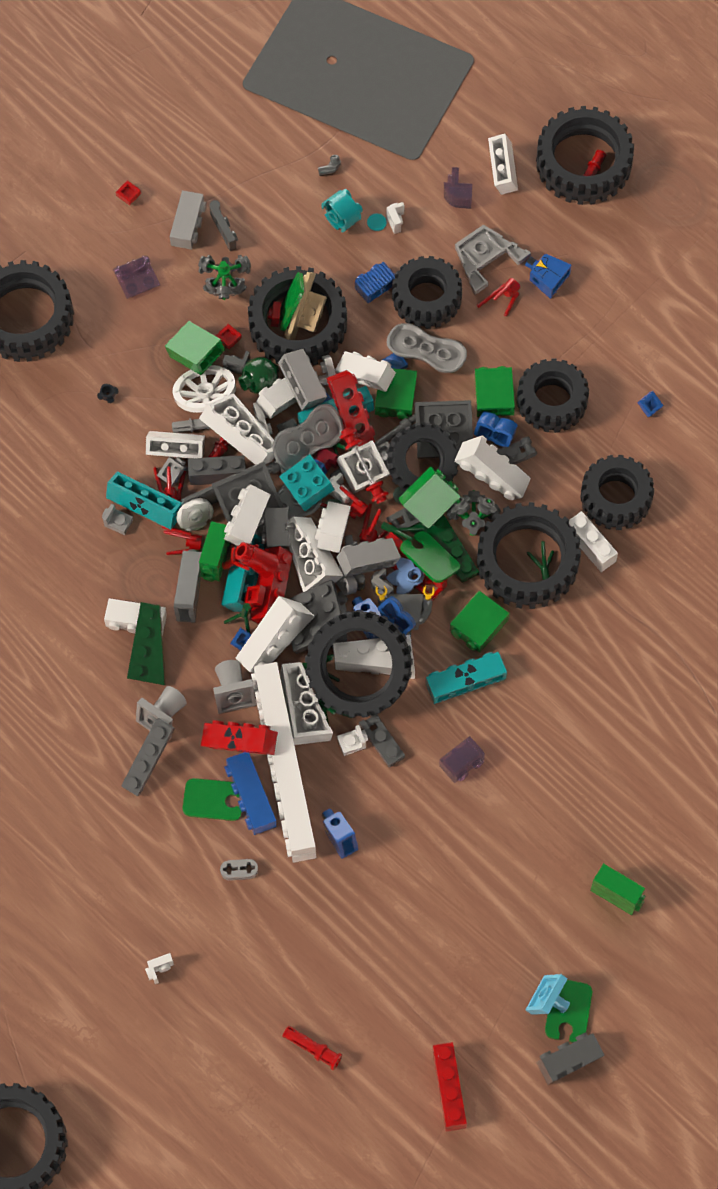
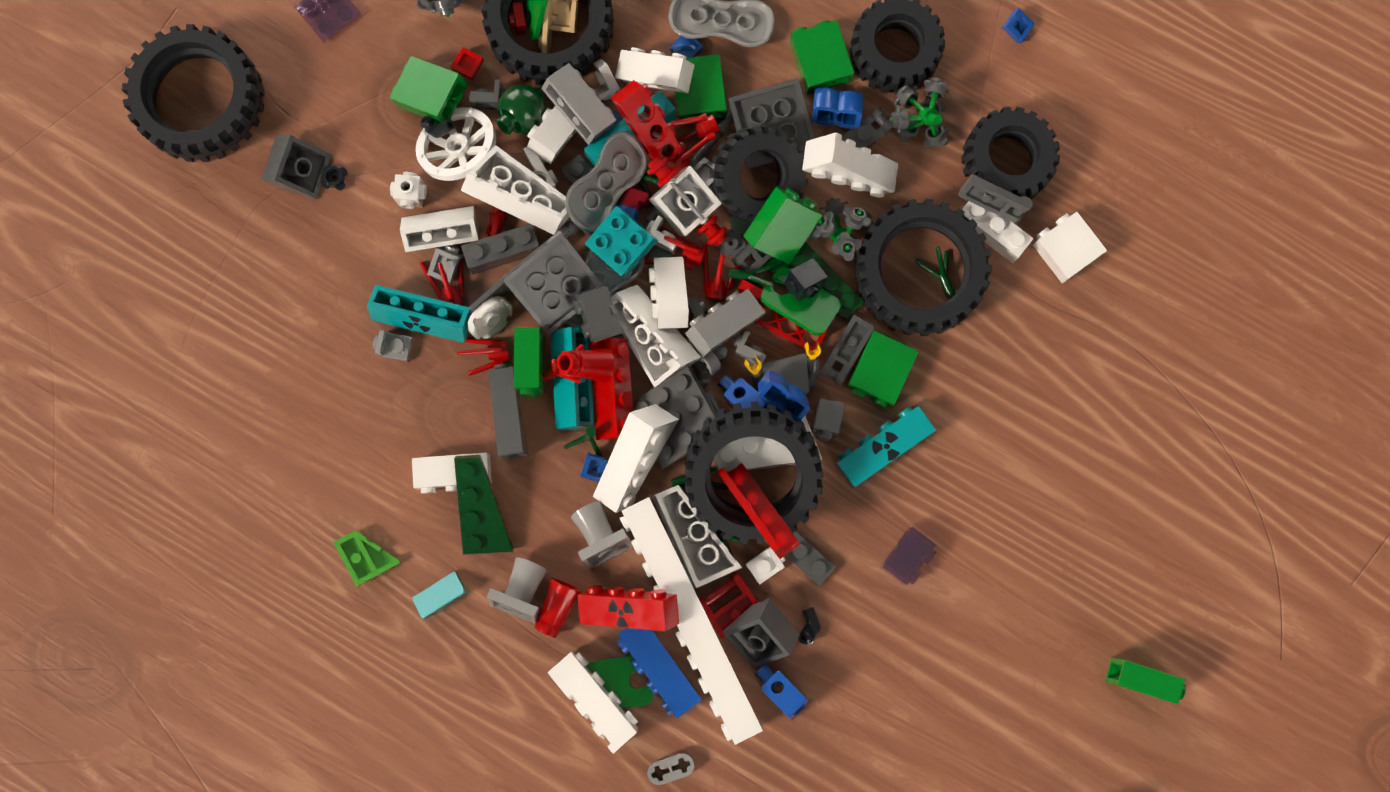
camera: 15 degrees left, 15 degrees up
(52, 663) = (363, 557): none -> bright green wing
(82, 378) = (296, 166): none -> dark grey slope
(100, 704) = (439, 595): none -> slope
(148, 757) = (519, 658): dark grey plate -> none
(160, 413) = (414, 195): none -> white brick
(186, 730) = (556, 607): none -> red plant
(188, 425) = (446, 197): light grey axle -> none
(193, 375) = (436, 128): none -> black arm
(195, 803) = (594, 701): none -> white wedge
(246, 515) = (558, 311): white brick -> none
(255, 595) = (596, 411): red plate -> none
(319, 767) = (732, 609): none -> red plate
(335, 786) = (762, 634): none -> dark grey slope
(356, 689) = (760, 510): none -> red fence
(376, 794) = (811, 628): none -> black arm
(386, 511) = (738, 244): none -> dark grey plant
(393, 420) = (705, 128): none -> red plant
(403, 576) = (772, 333): medium blue plate -> none
(426, 644) = (827, 419): none -> dark grey brick
(437, 541) = (805, 280): none -> black brick
(455, 602) = (847, 349): none -> dark grey plate
(563, 448) = (928, 110): none -> dark grey plant
(594, 516) = (995, 199): none -> dark grey plate
(645, 567) = (1068, 246): none -> white brick

